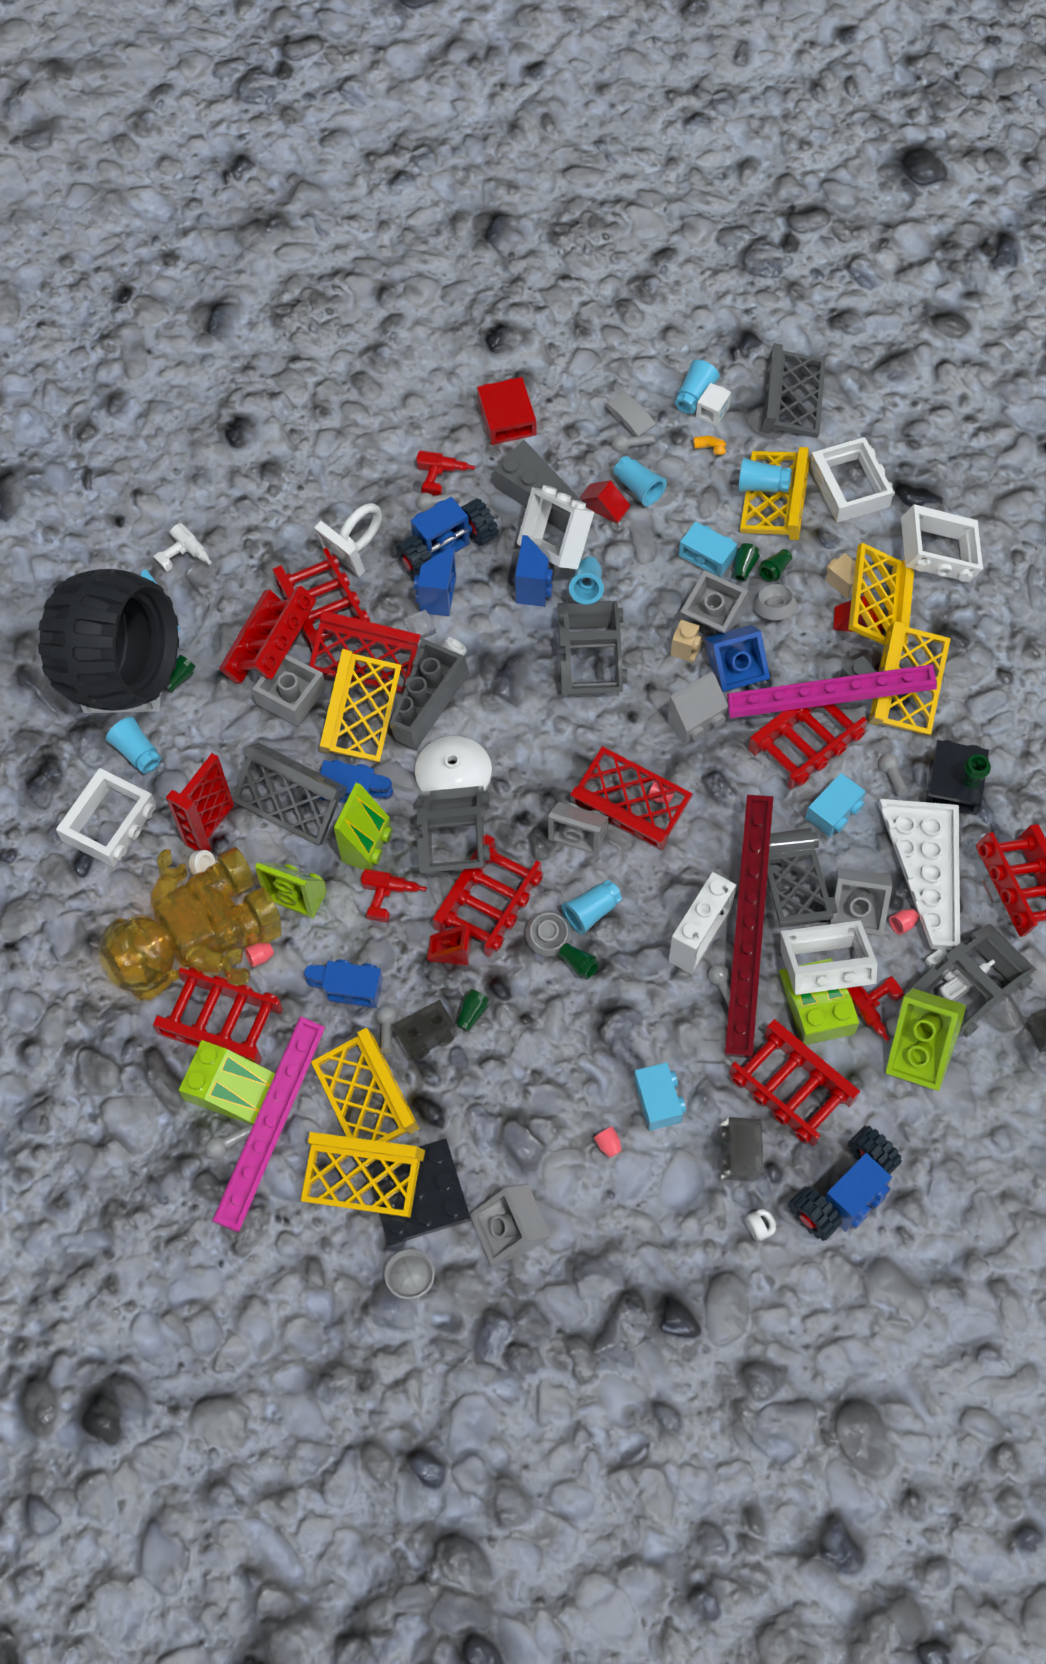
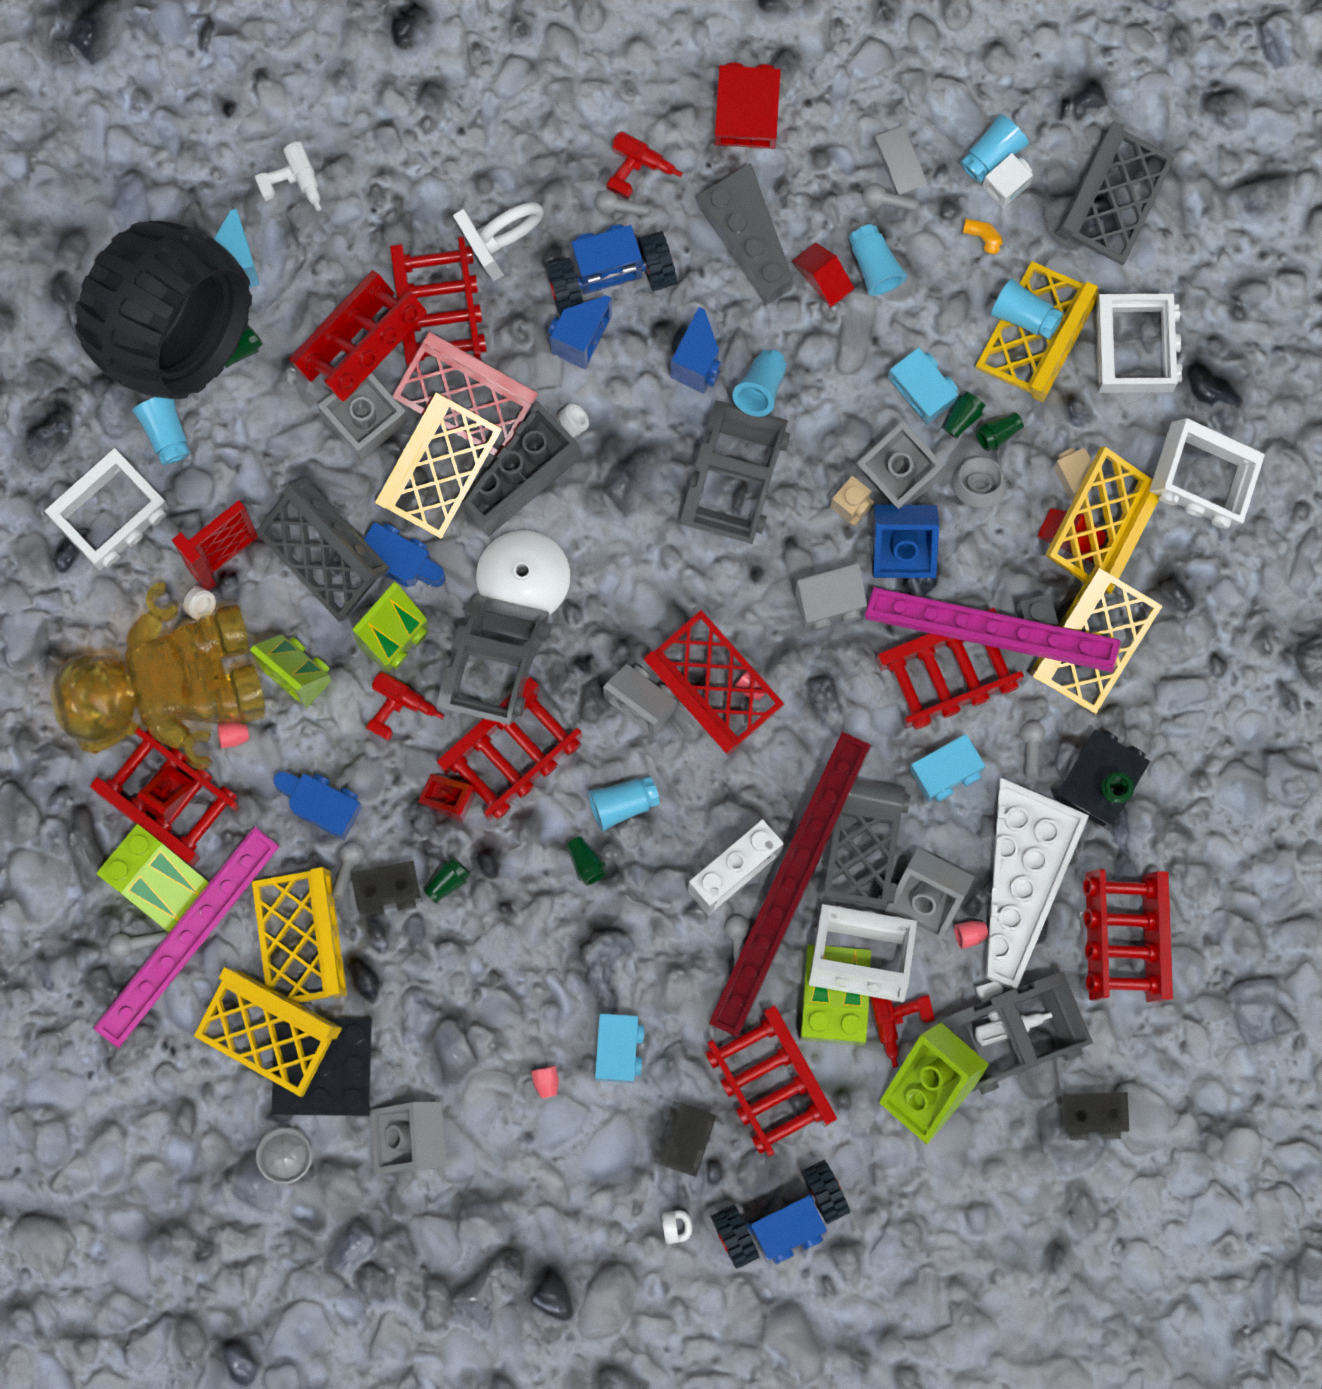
camera: 15 degrees right, 15 degrees up
(217, 1011) = (165, 793): none -> red slope
(542, 927) = (563, 815): light grey hat -> none
(576, 531) = (736, 345): white window -> none

